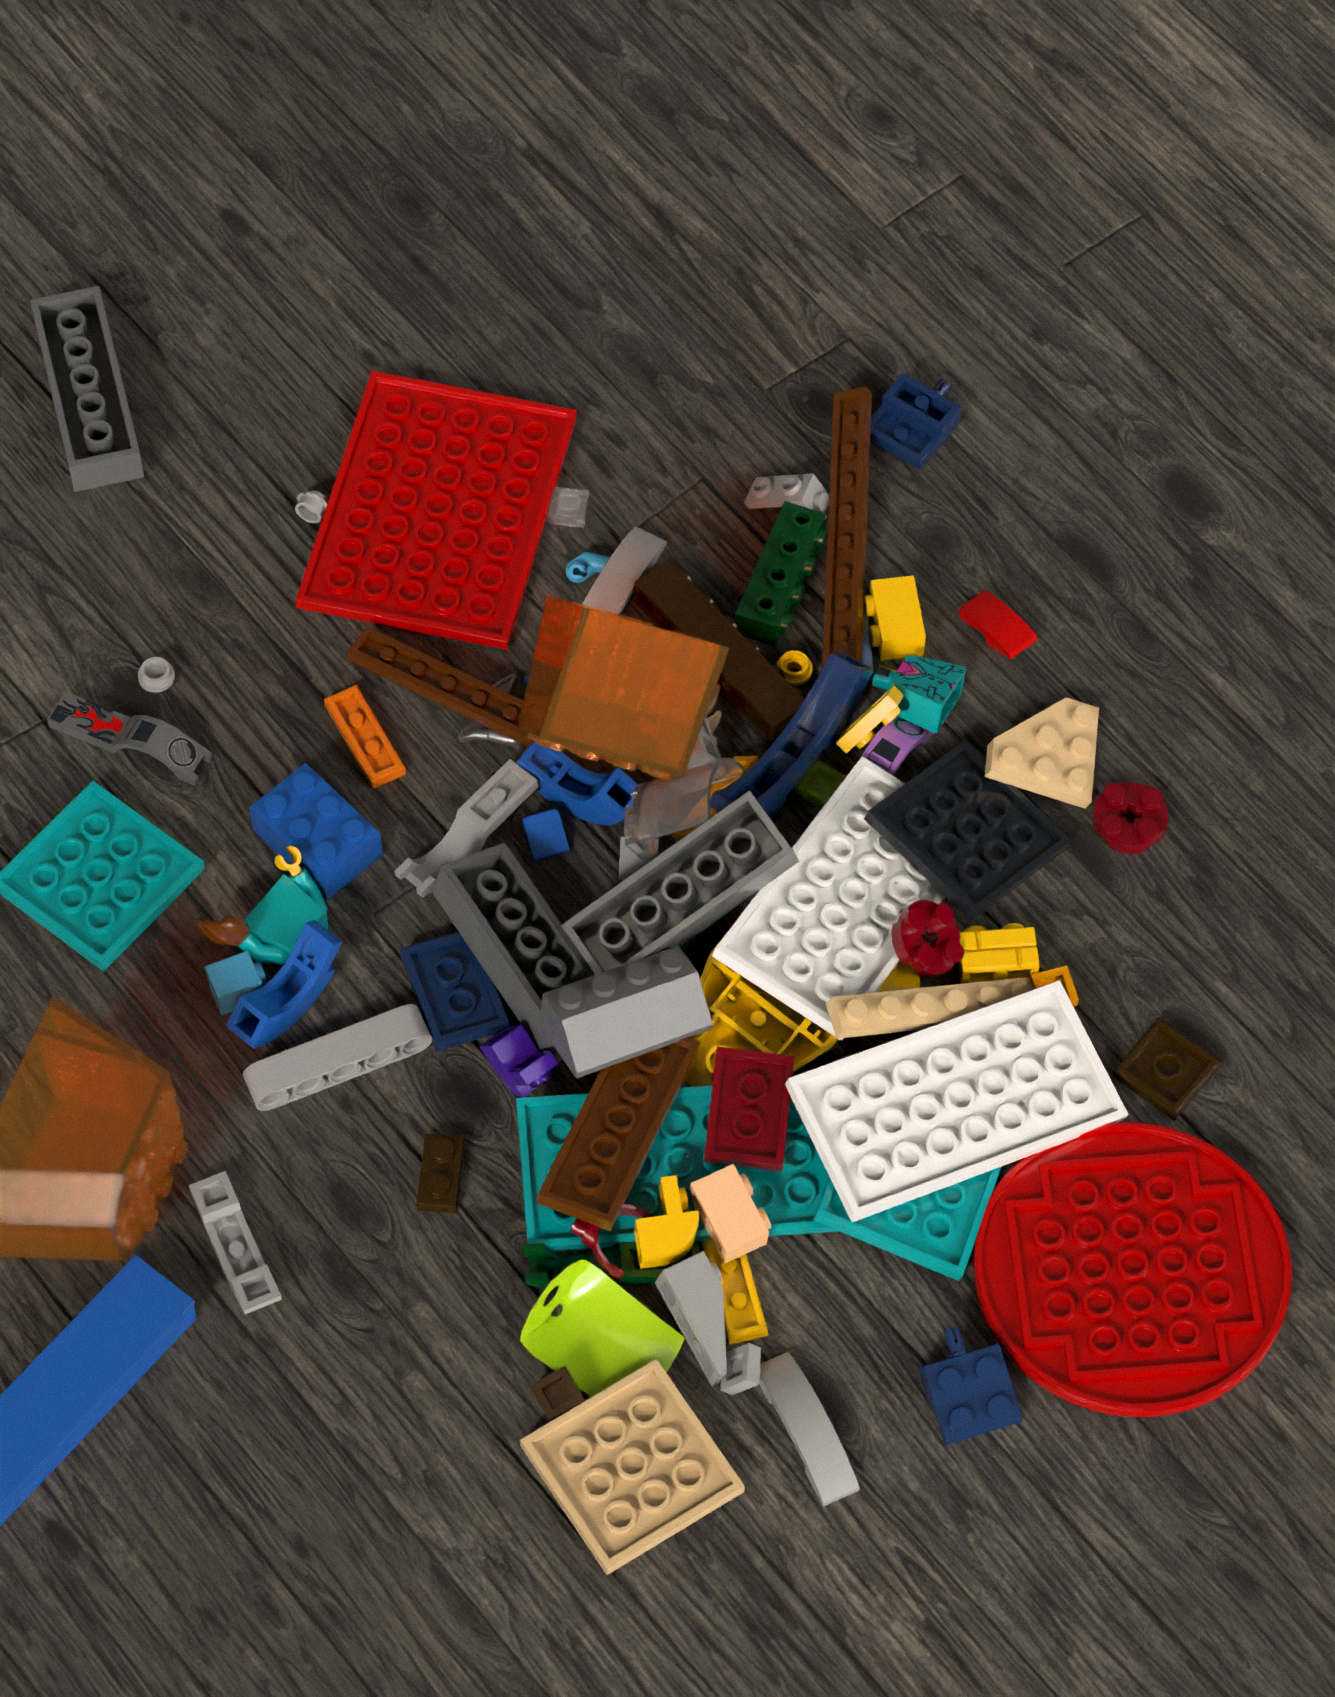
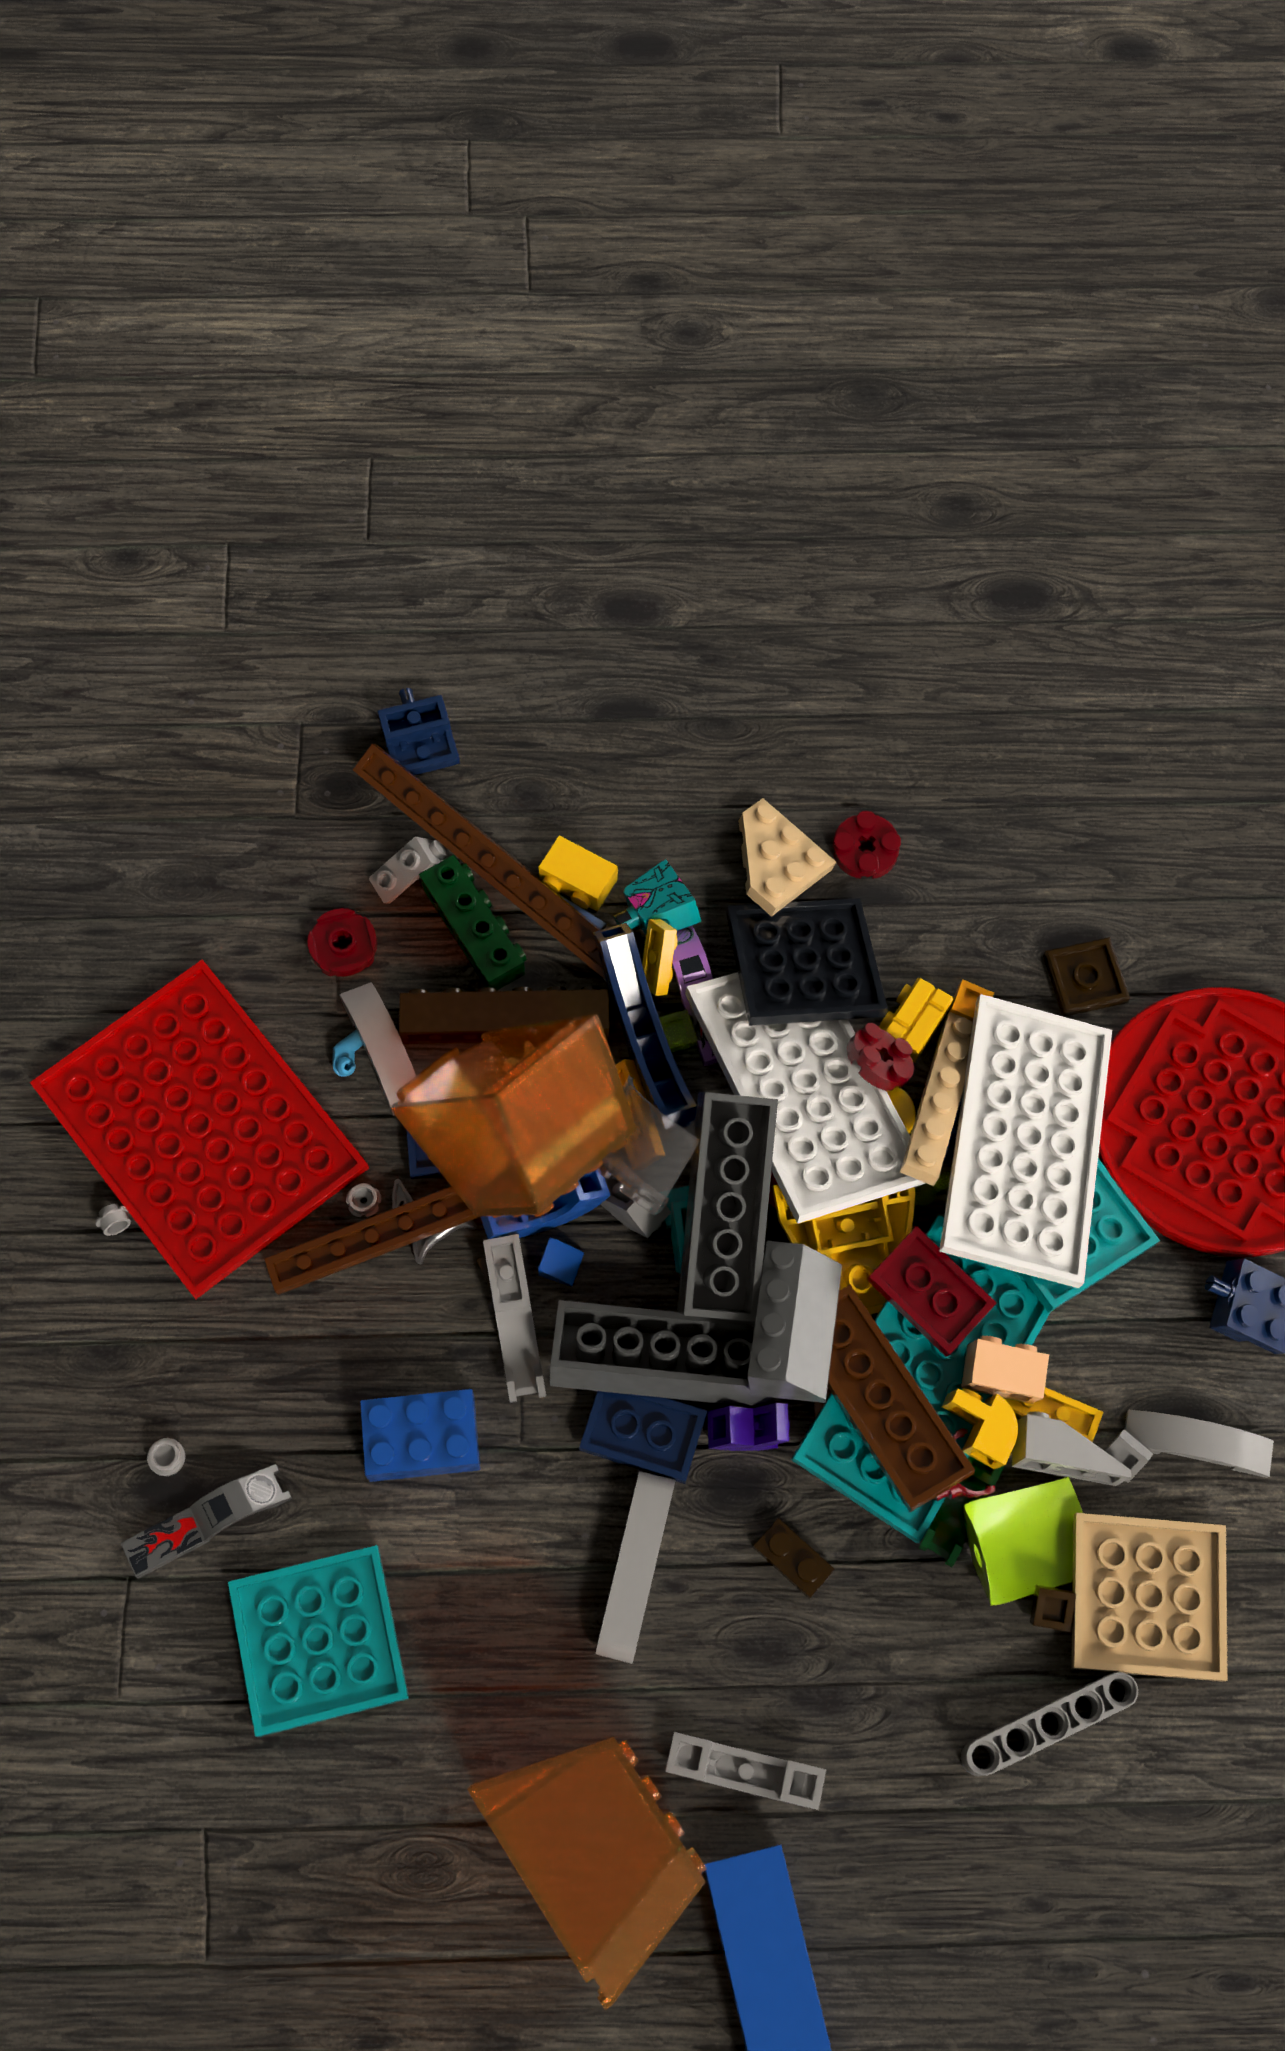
camera: 55 degrees left, 10 degrees up
(233, 978) = (507, 1598): dark azure brick -> none
(277, 919) = (485, 1525): teal torso -> none
(291, 992) = (550, 1565): blue arch -> none
(364, 736) = (357, 1333): orange tile -> none
(466, 1467) = (1067, 1718): none -> light grey beam
(476, 654) = (363, 1191): none -> light grey plate
(568, 507) = (280, 1028): clear plate -> none
(681, 514) = (339, 961): none -> dark red plate
(799, 661) = (559, 967): yellow plate -> none
(999, 624) = (637, 809): red slope -> none

